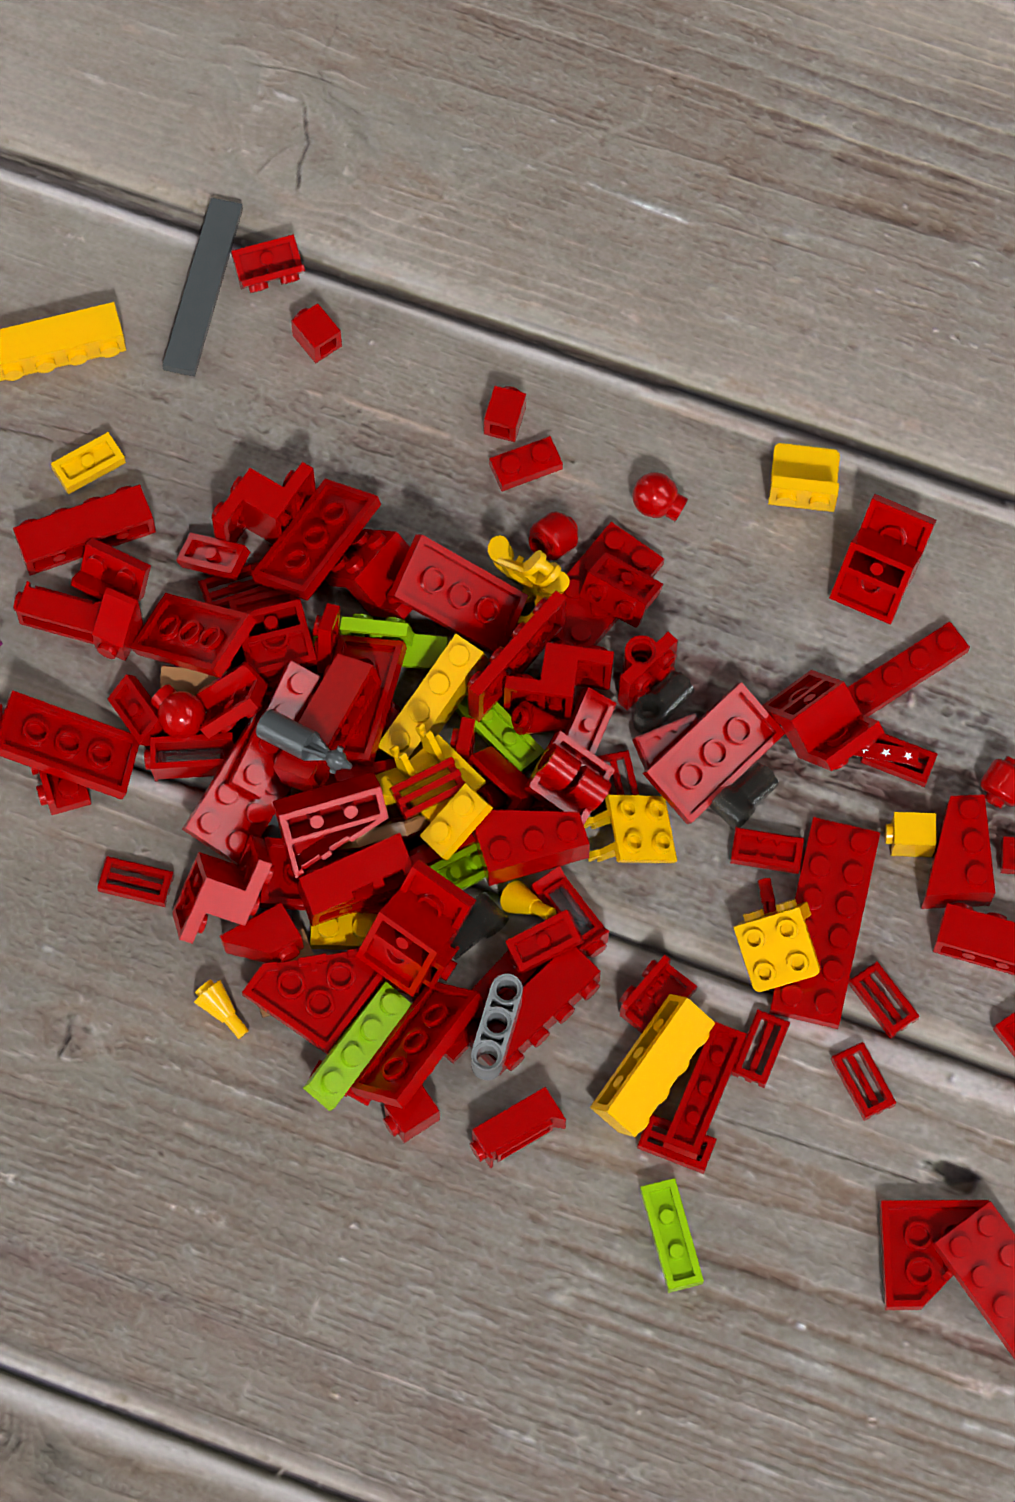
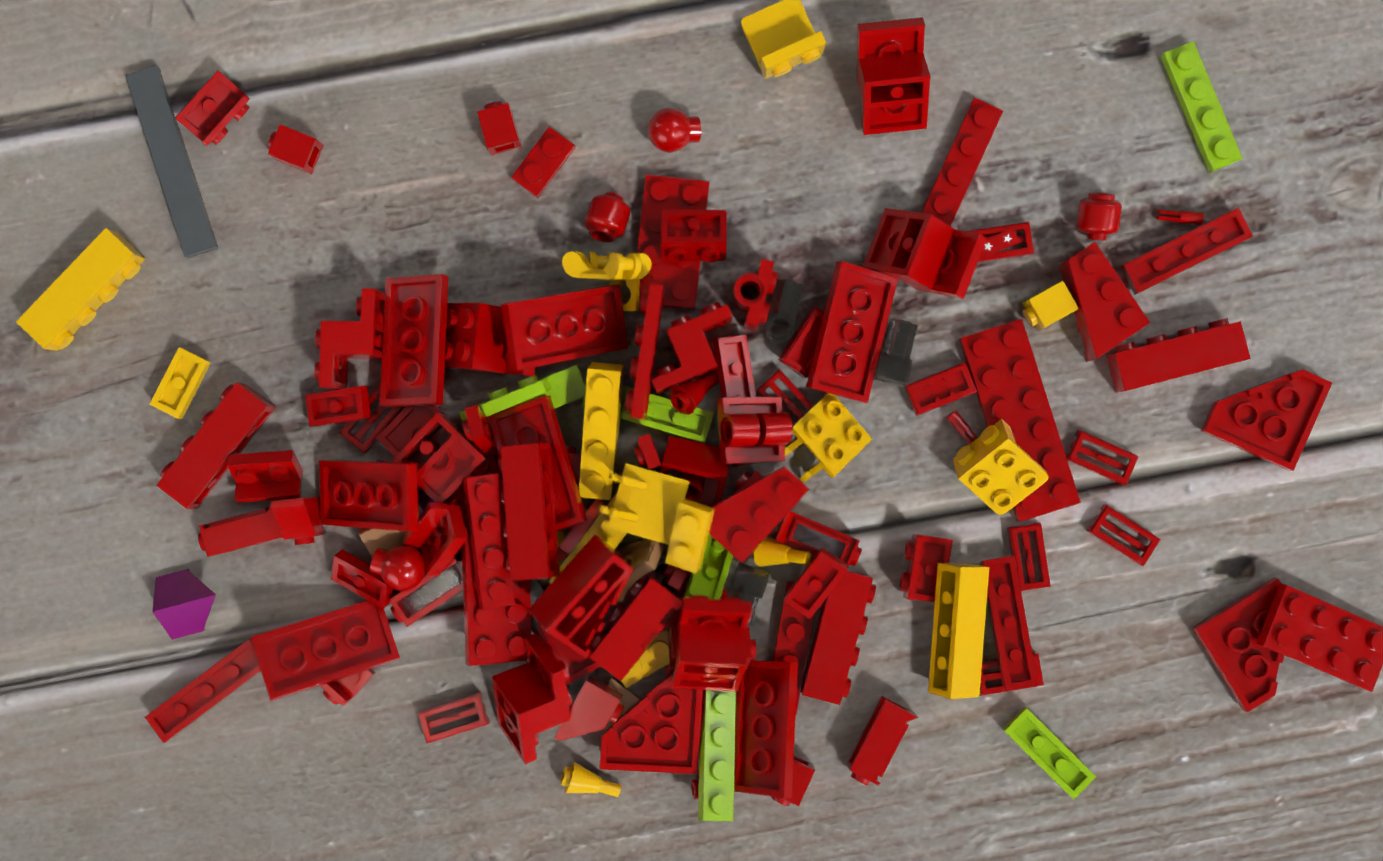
camera: 30 degrees left, 20 degrees up
(299, 741) = (520, 552): dark grey wheel -> none
(402, 801) = (659, 528): red tile -> none
(496, 1010) = (825, 697): light grey beam -> none

